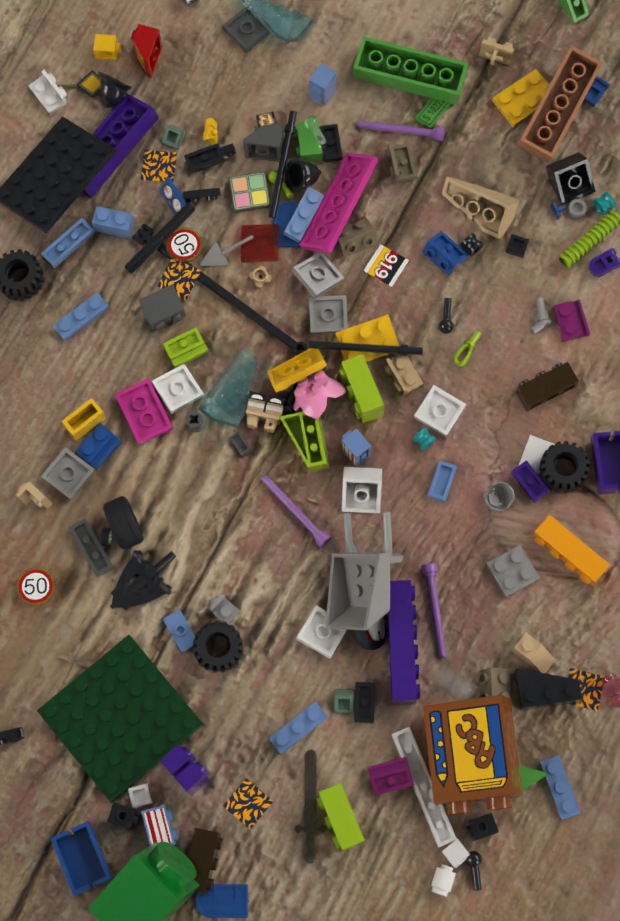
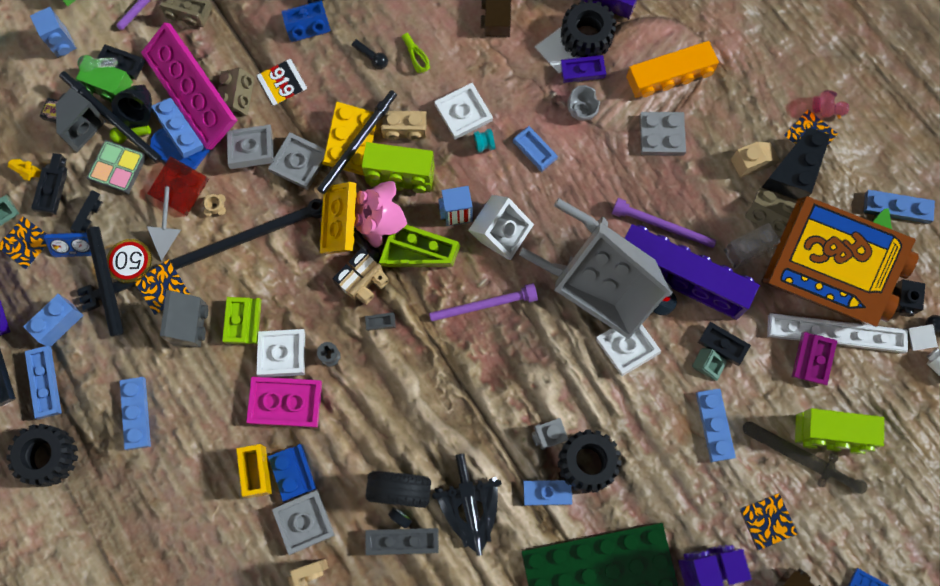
camera: 65 degrees left, 0 degrees up
(230, 394) = (320, 302): clear light blue wedge -> none

